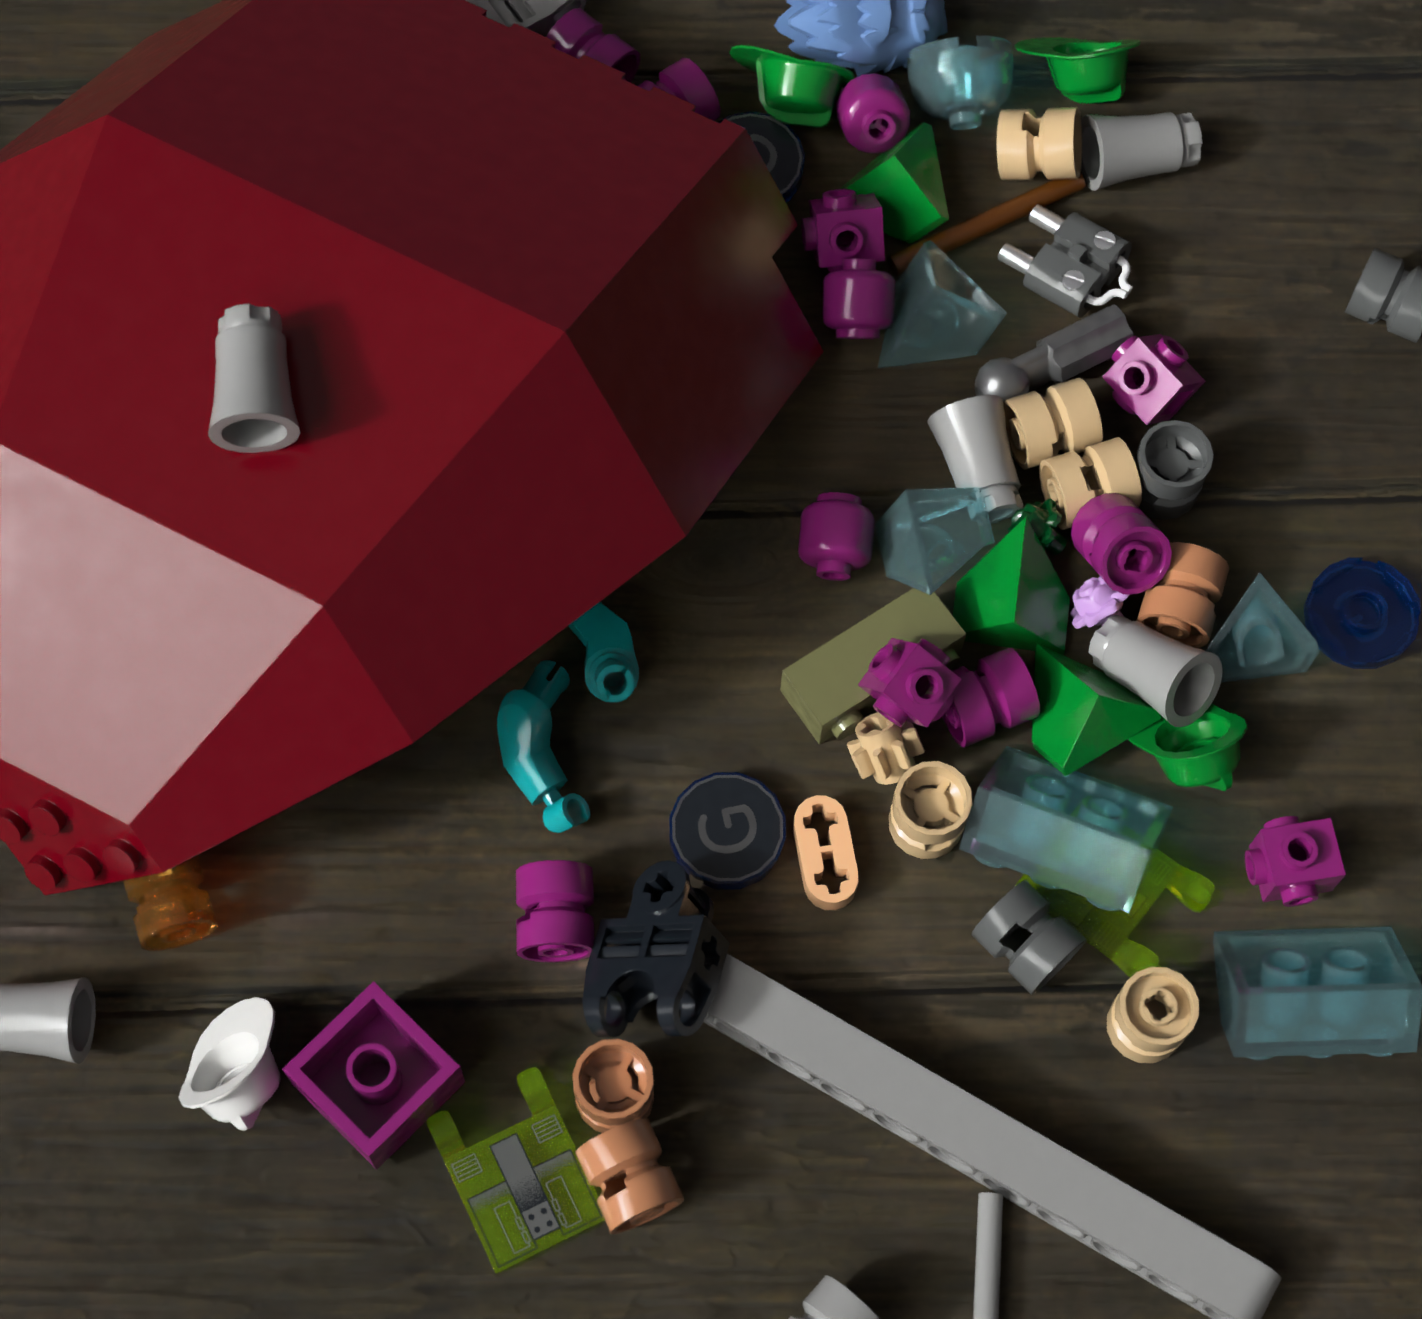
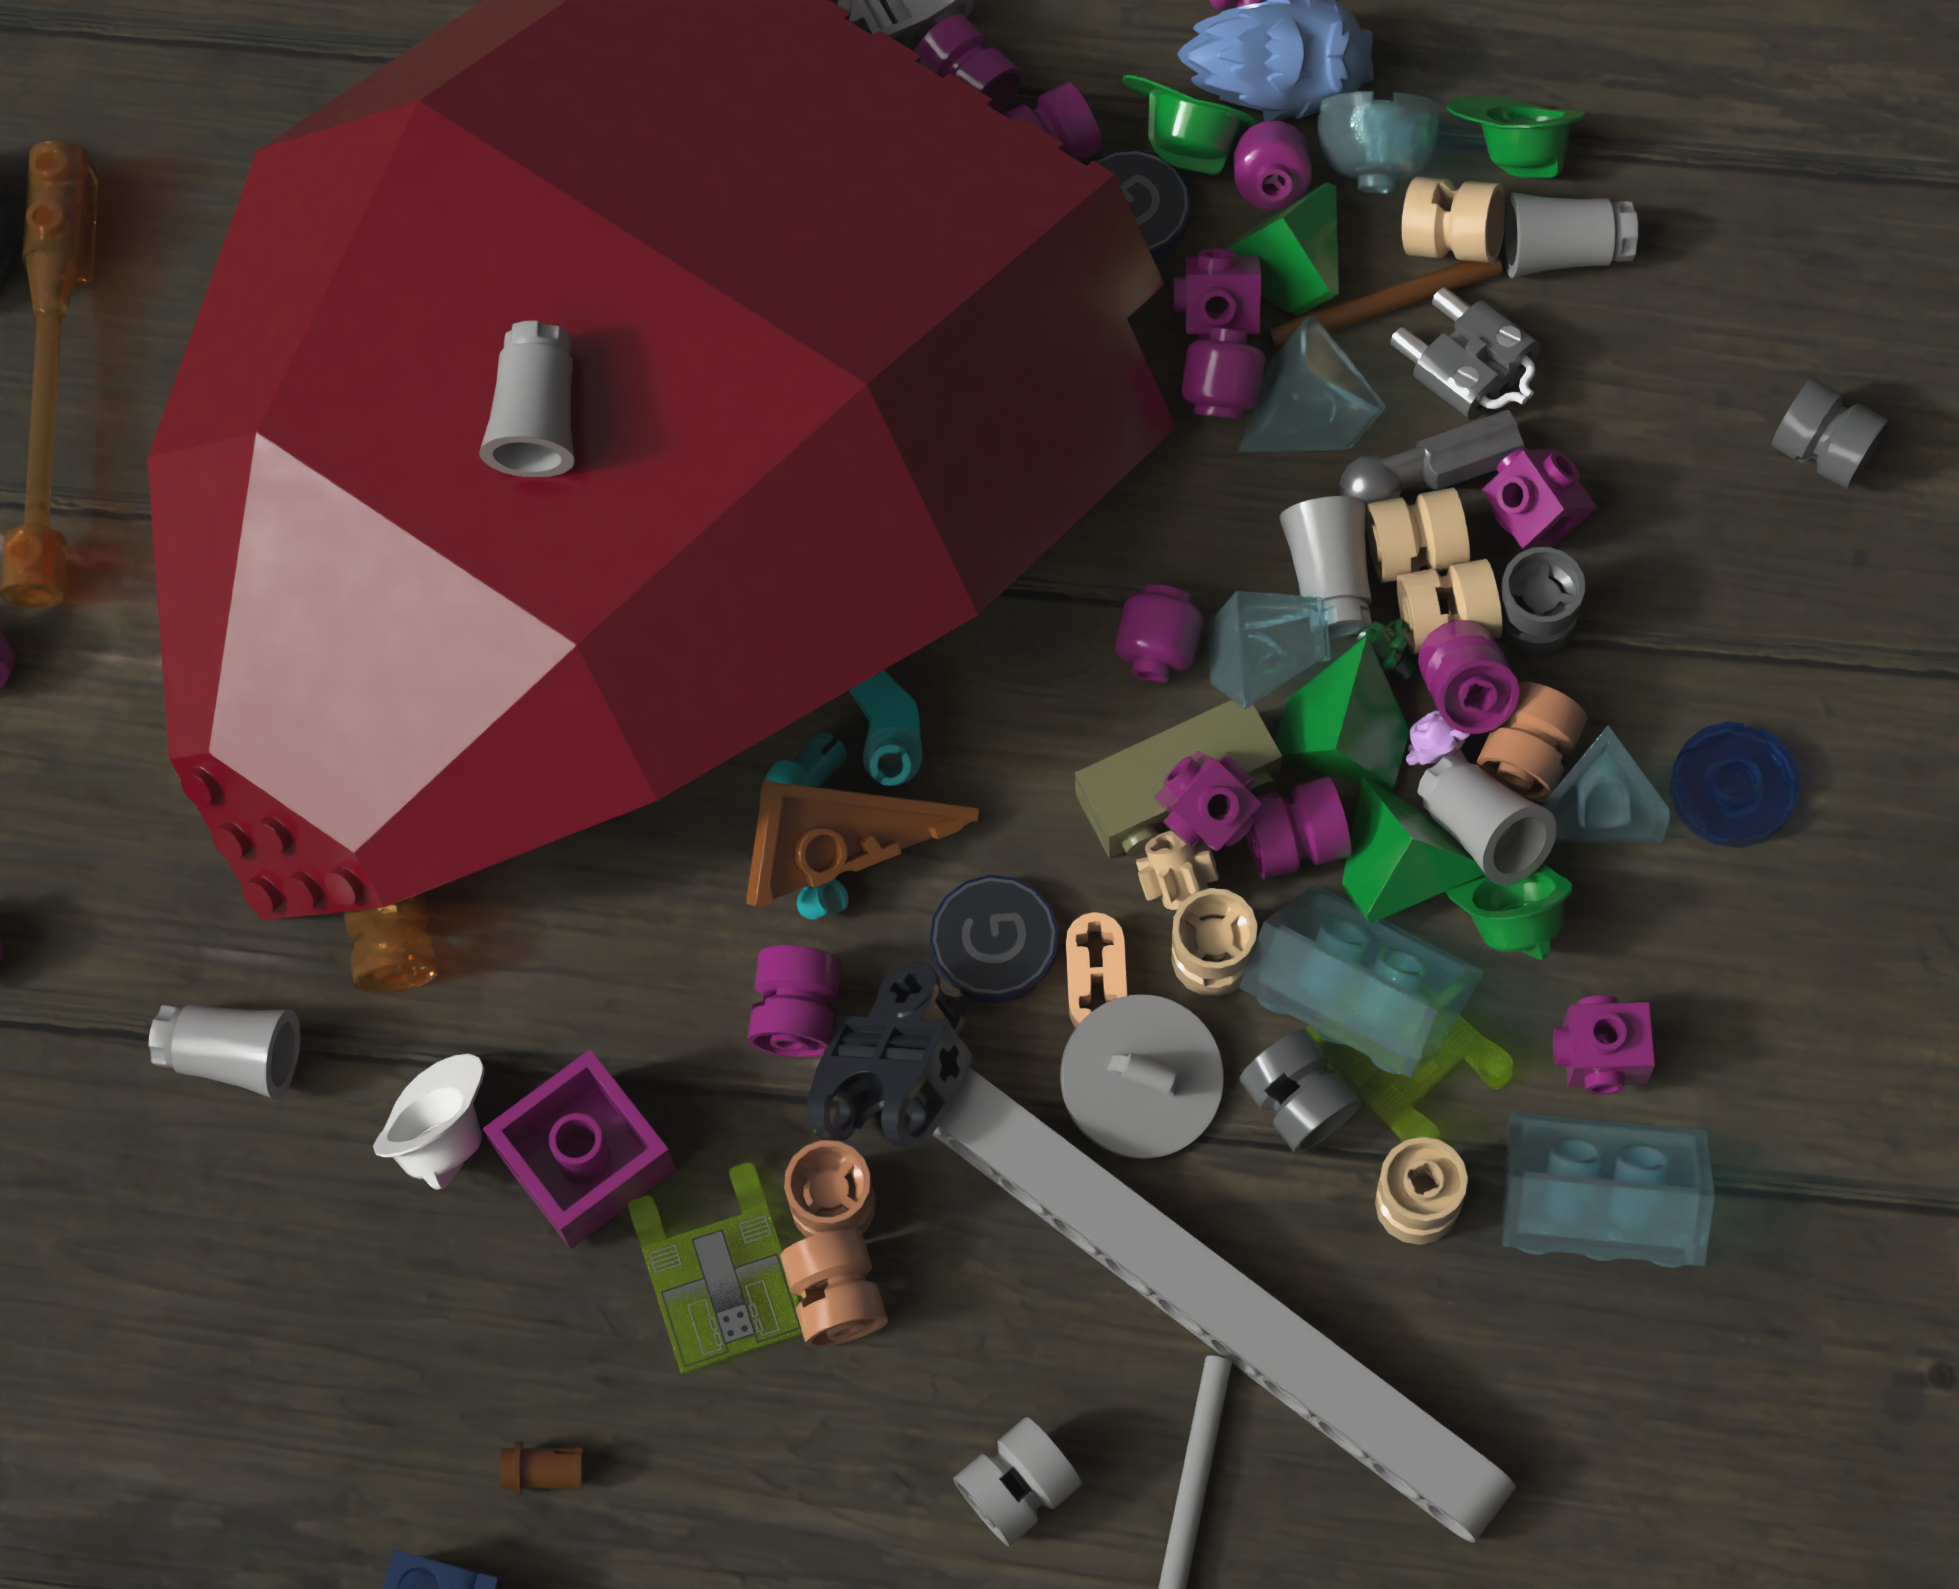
camera: 15 degrees right, 0 degrees up
(558, 752) = (818, 832): none -> dark orange wing
(881, 941) = (1141, 1076): none -> light grey shield

